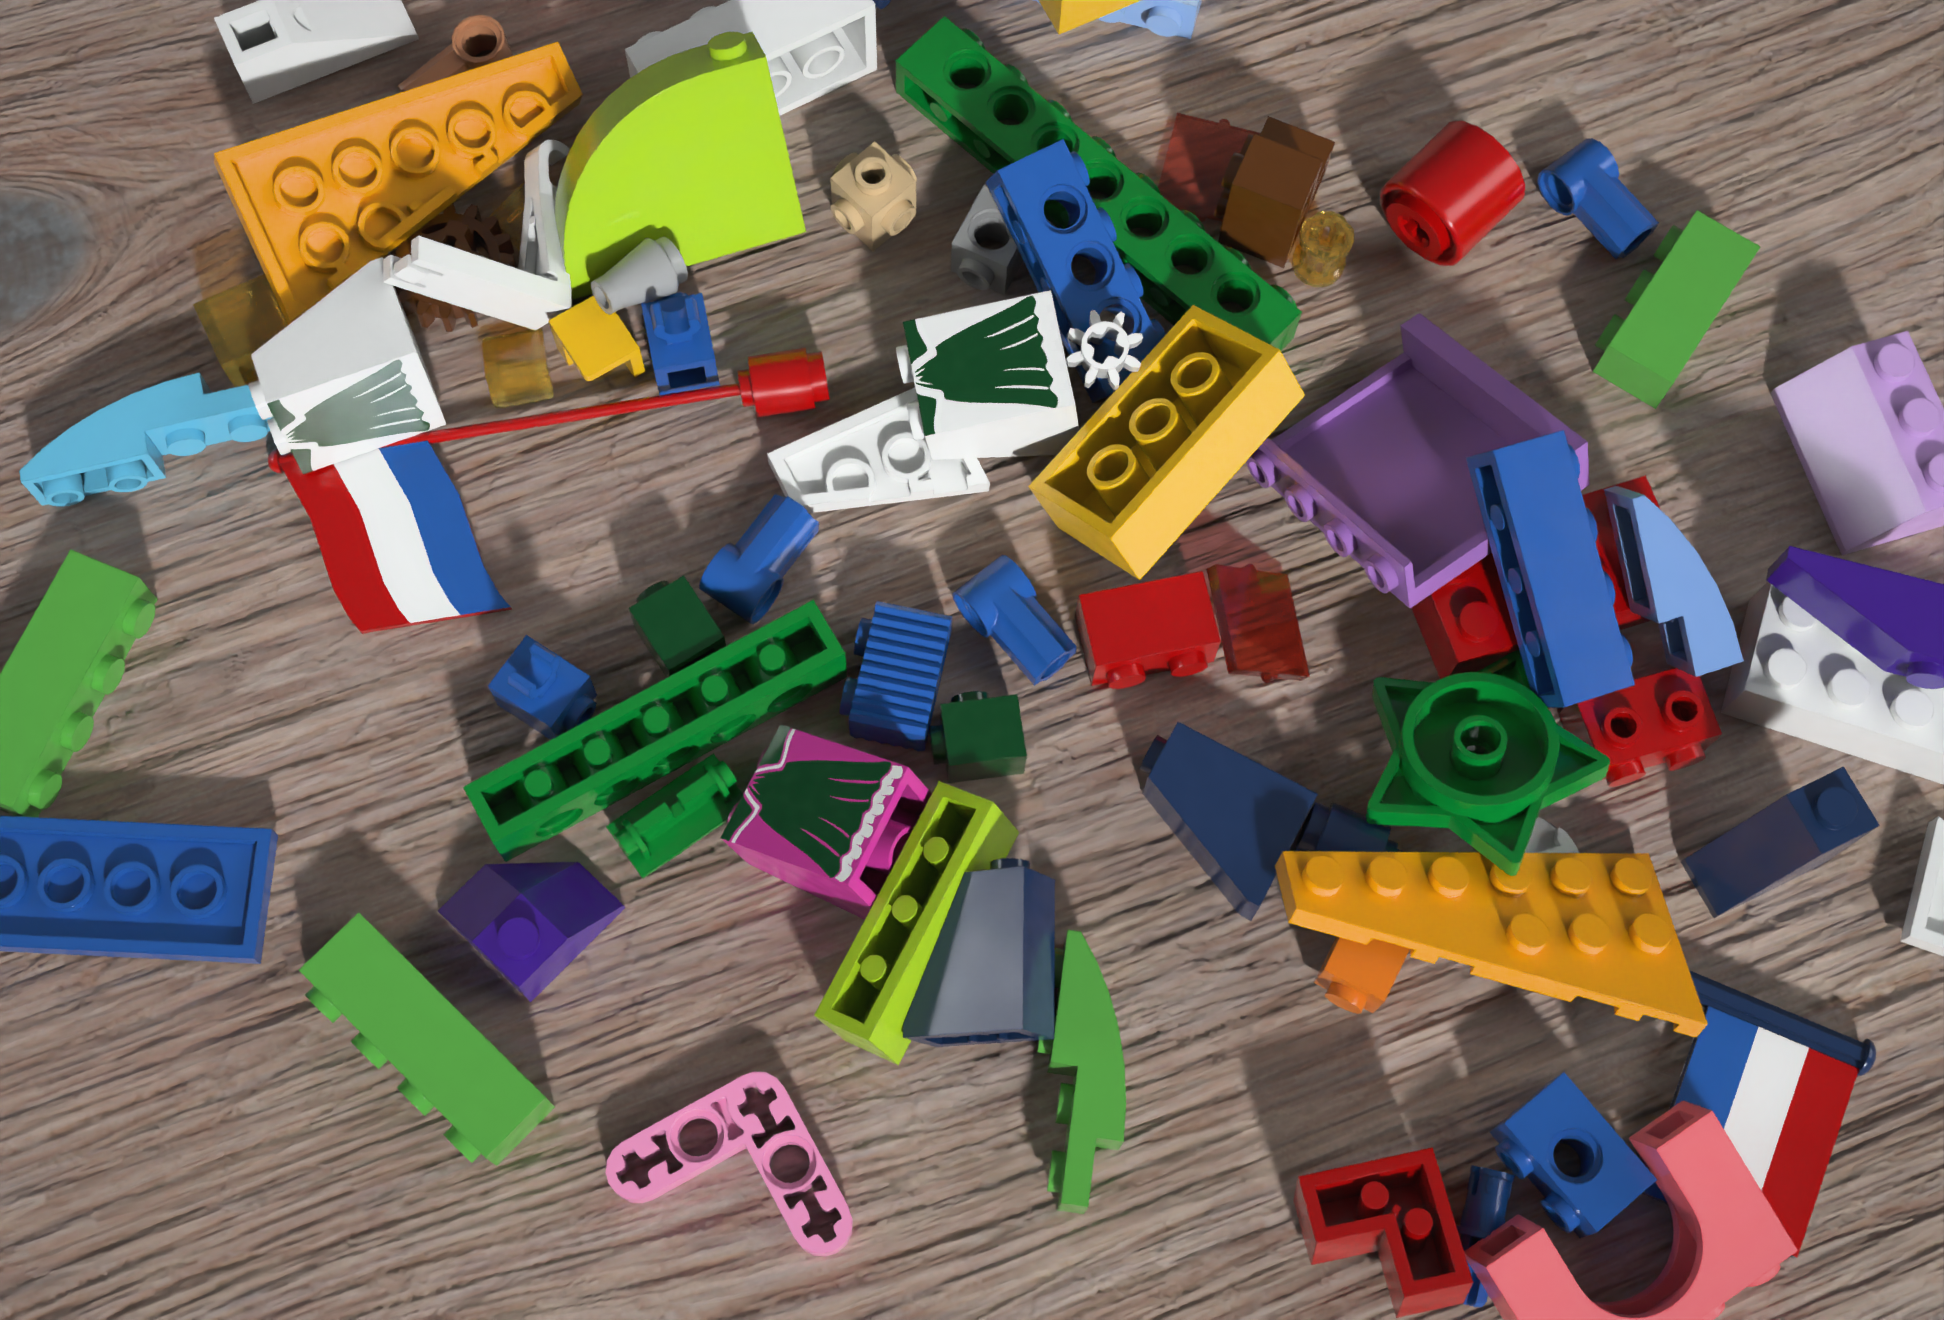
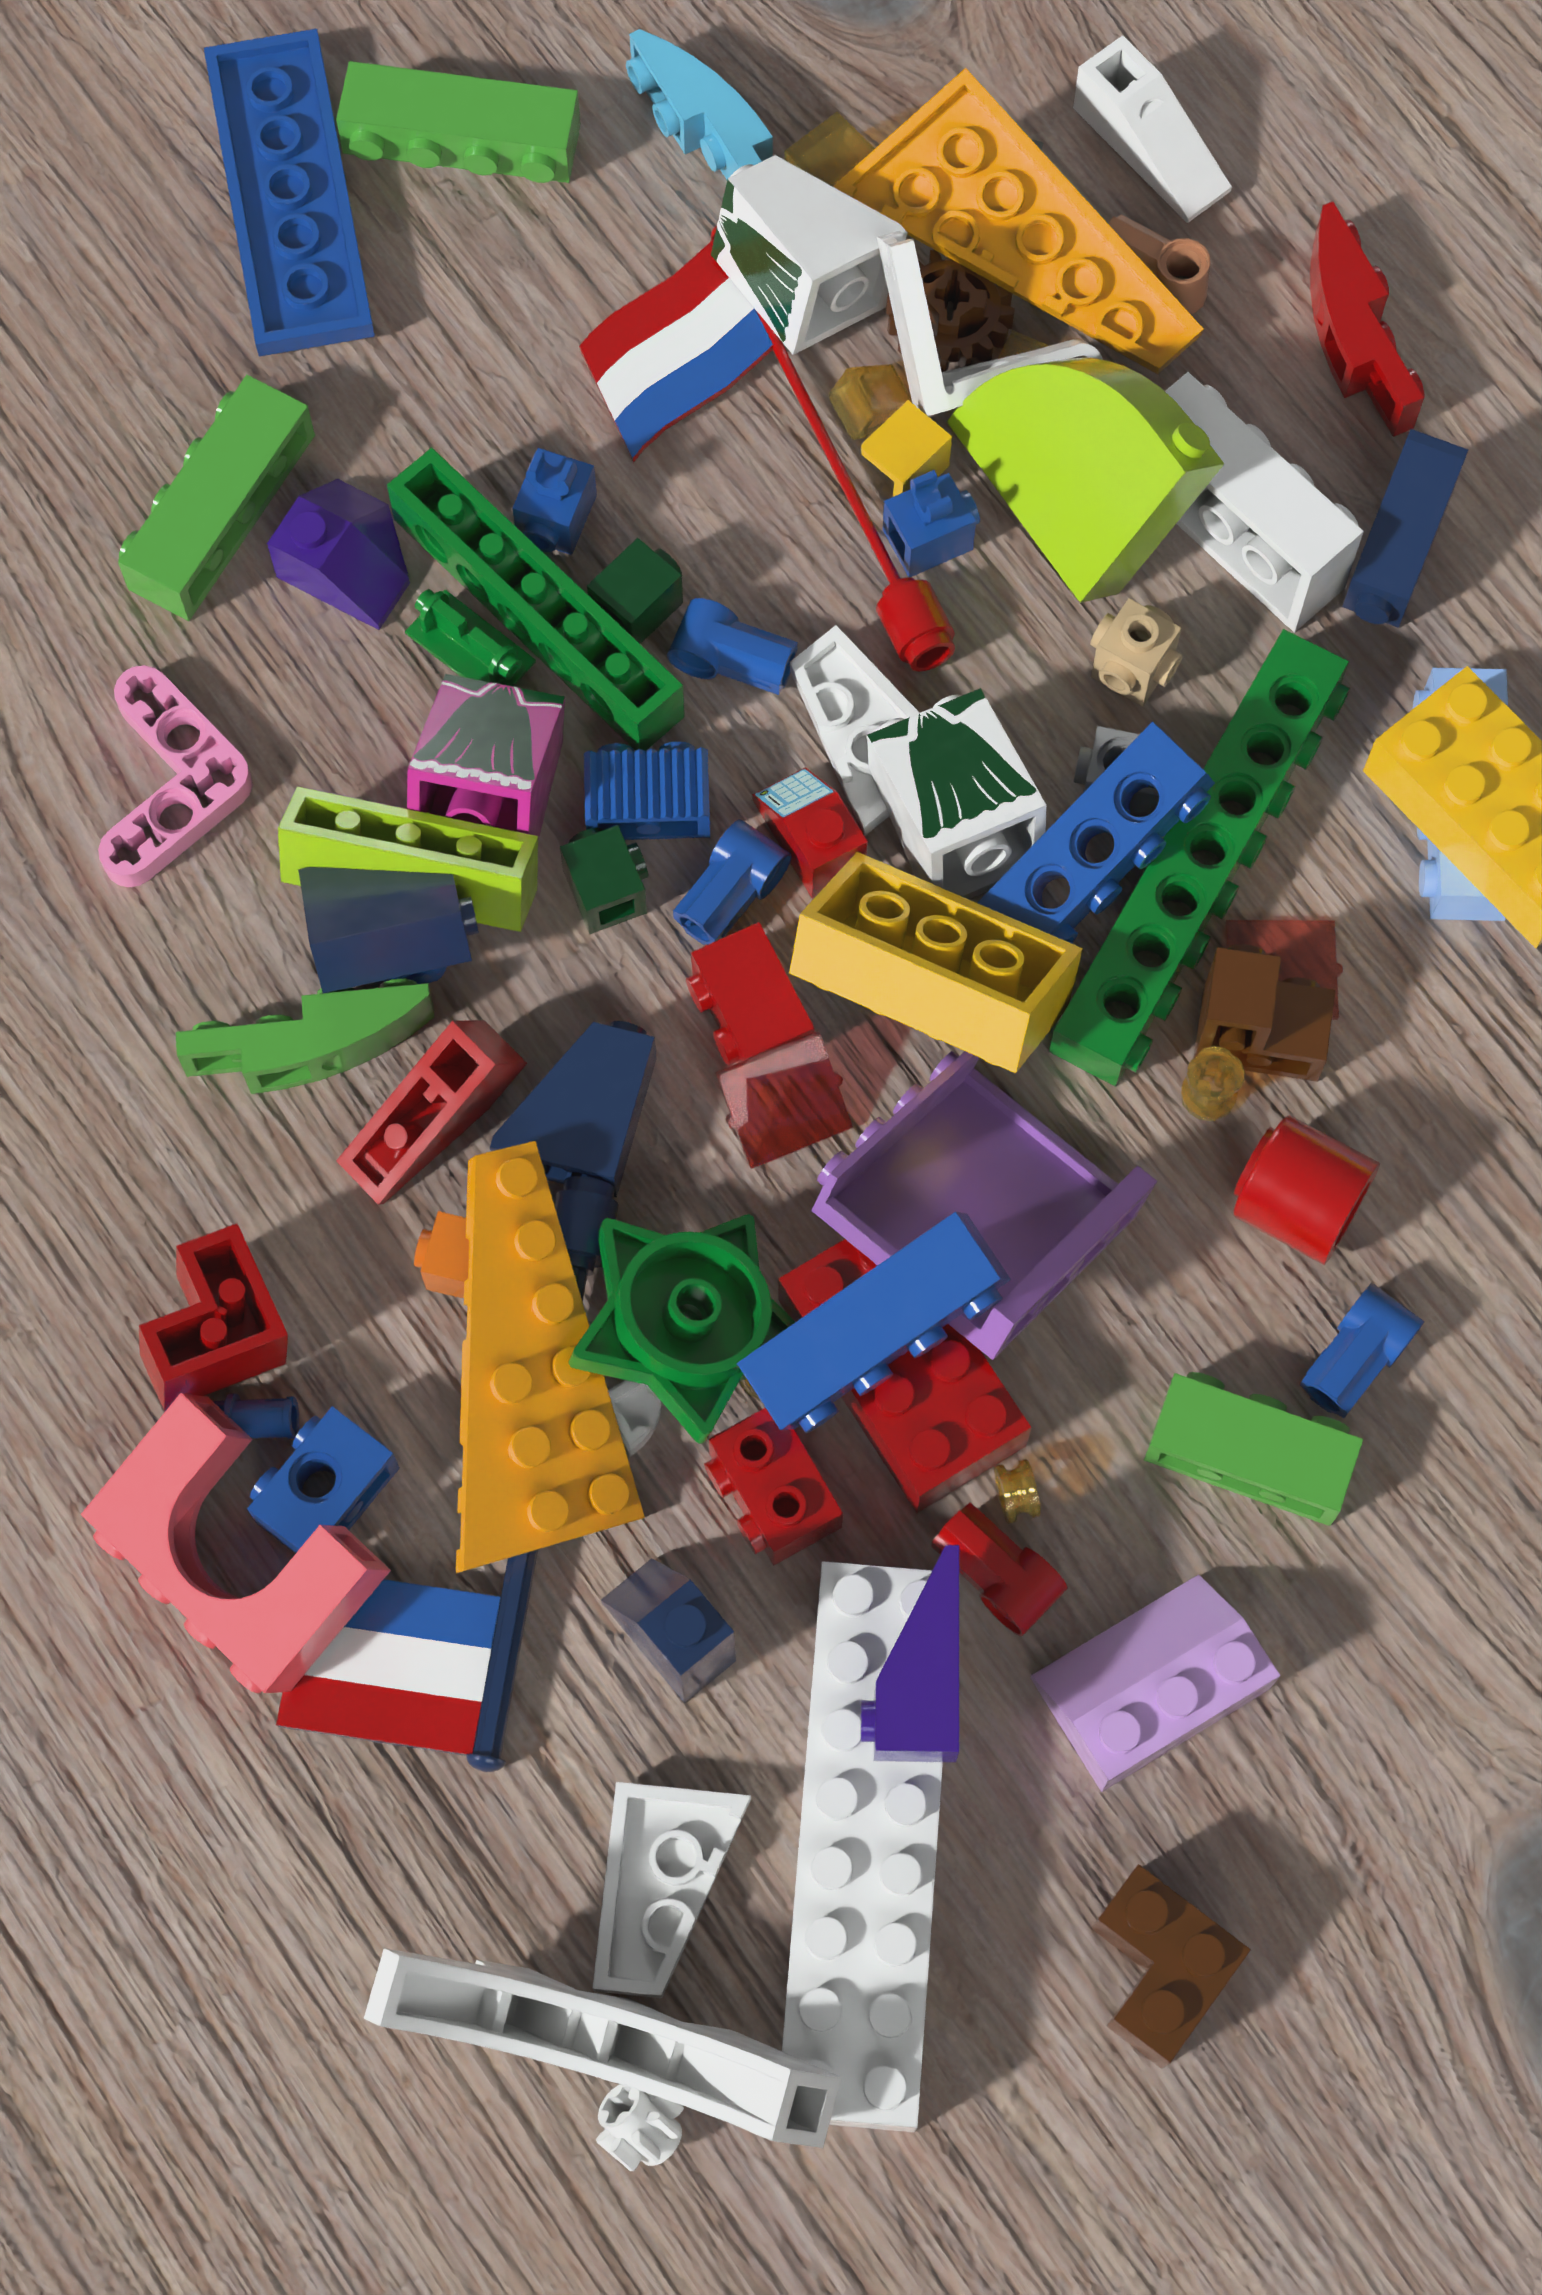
camera: 80 degrees right, 0 degrees up
(643, 275) = (972, 462): light grey cone -> none
(974, 529) = (812, 826): none -> red slope
(1096, 334) = (994, 861): white gear -> none
(1191, 962) = (431, 1107): none -> red slope
(1671, 586) = (899, 1451): medium blue slope -> none
(1686, 511) = (1017, 1491): none -> clear yellow bush
(1755, 544) = (1011, 1580): none -> red piece

